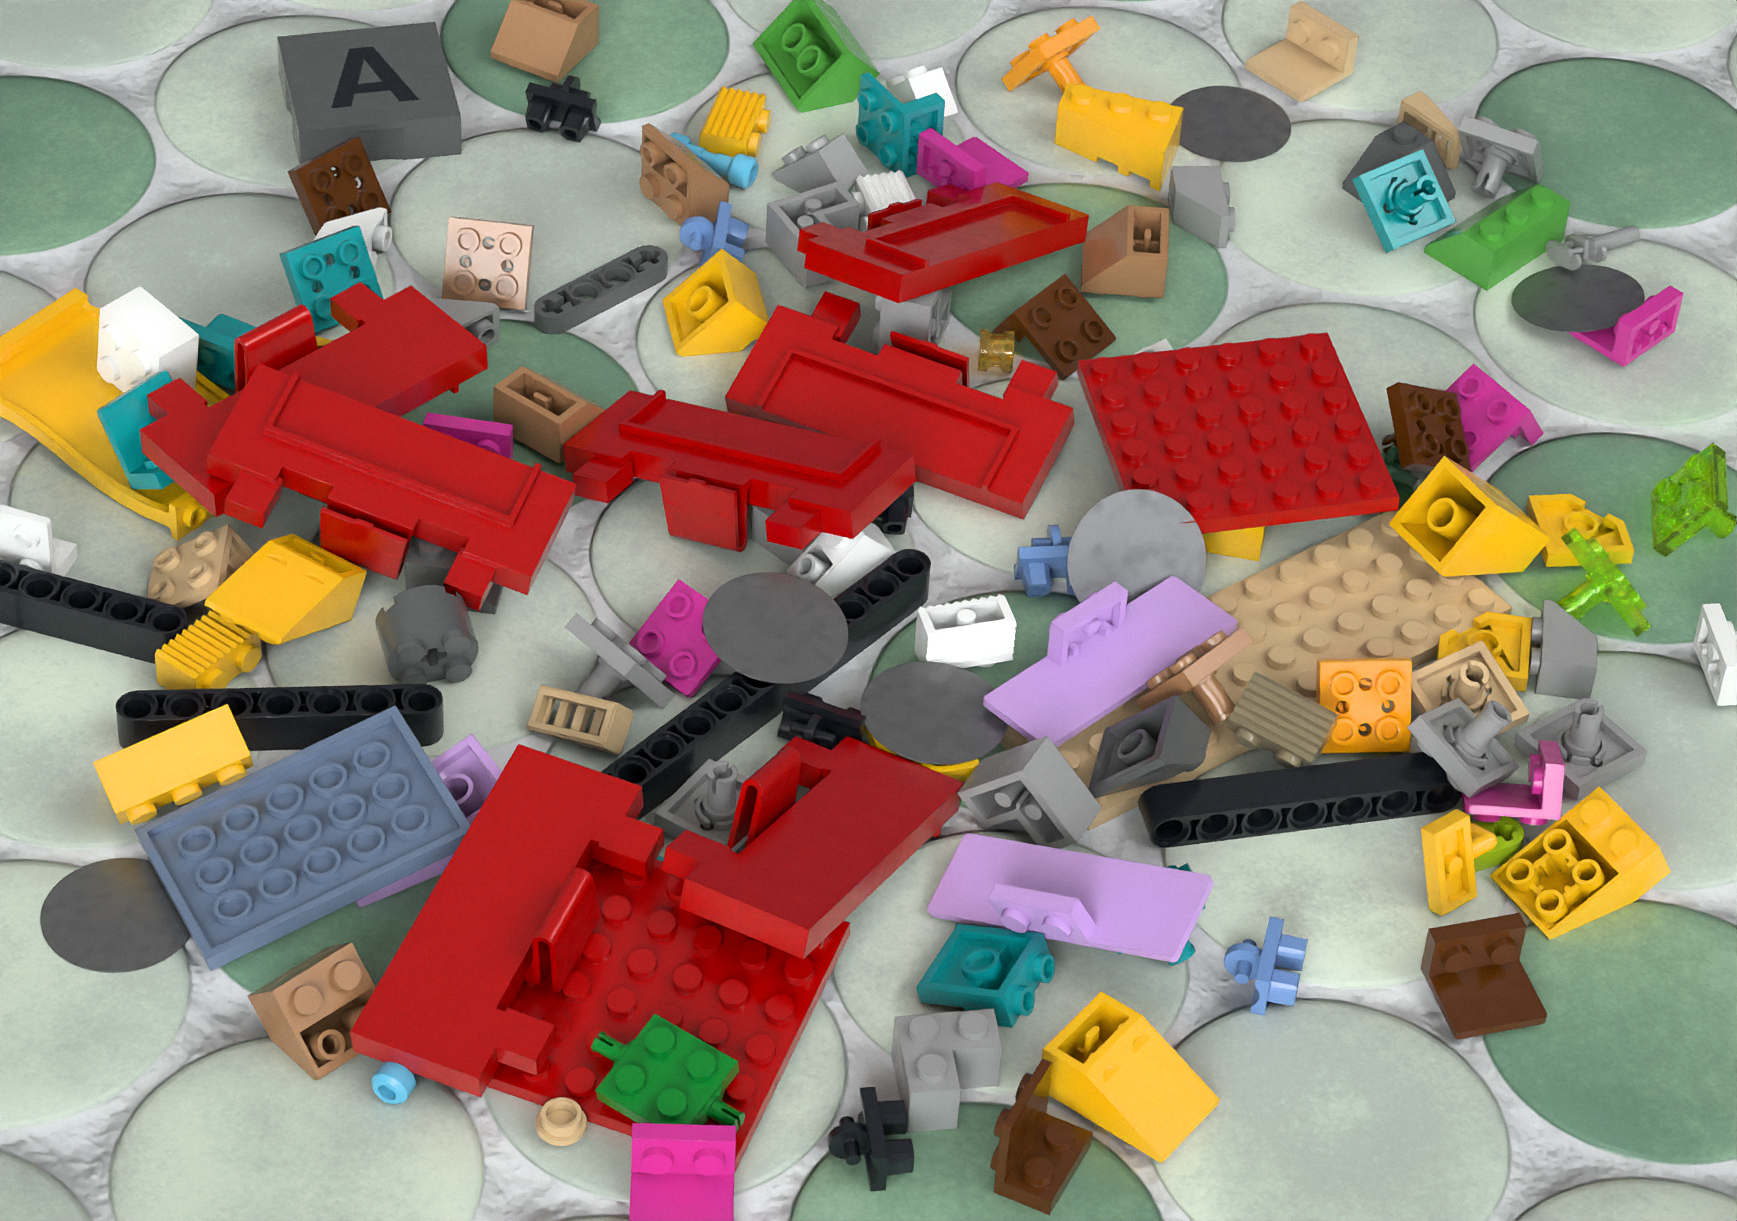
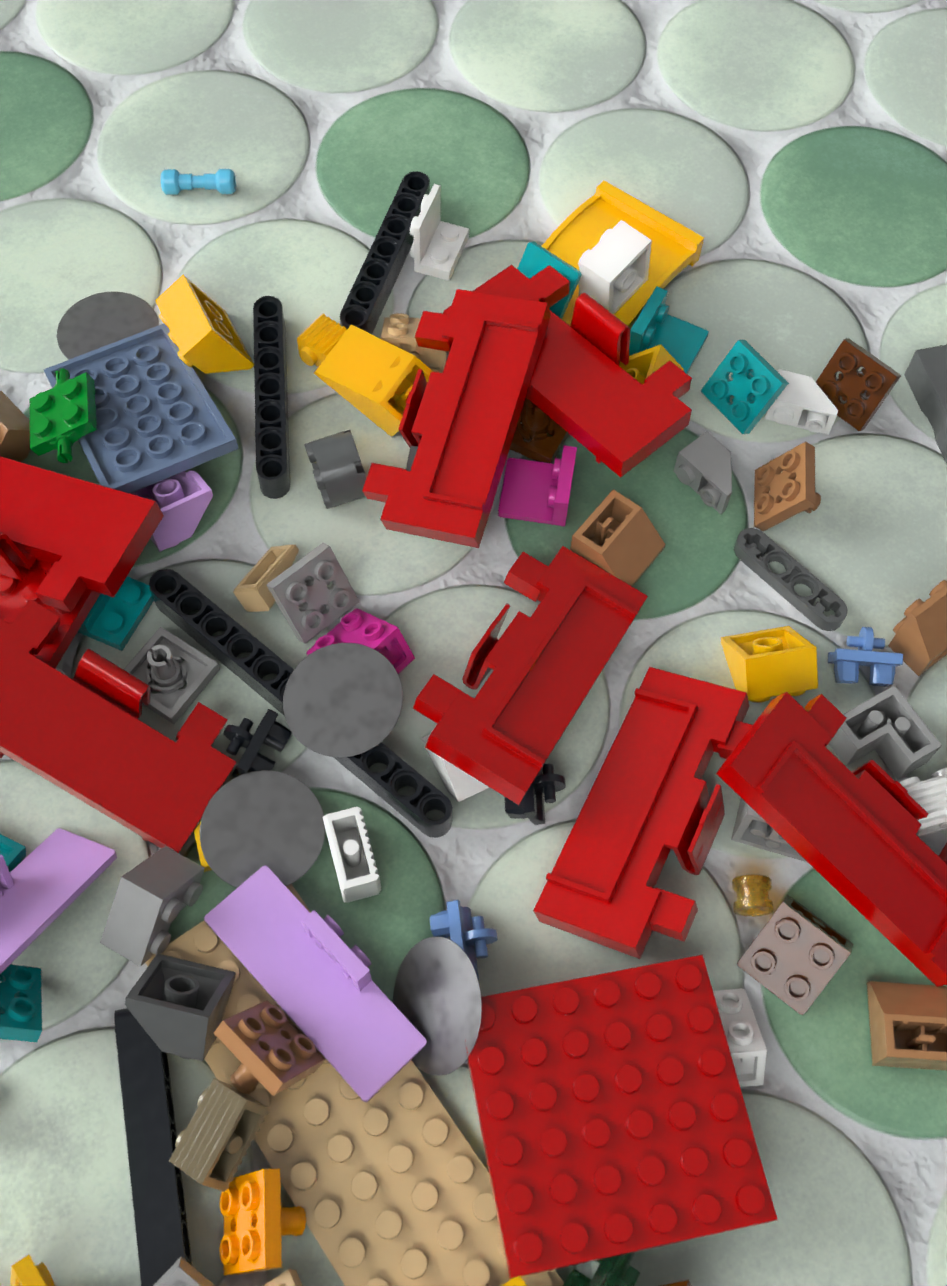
camera: 90 degrees right, 20 degrees up
(321, 897) = (62, 415): none -> green plate

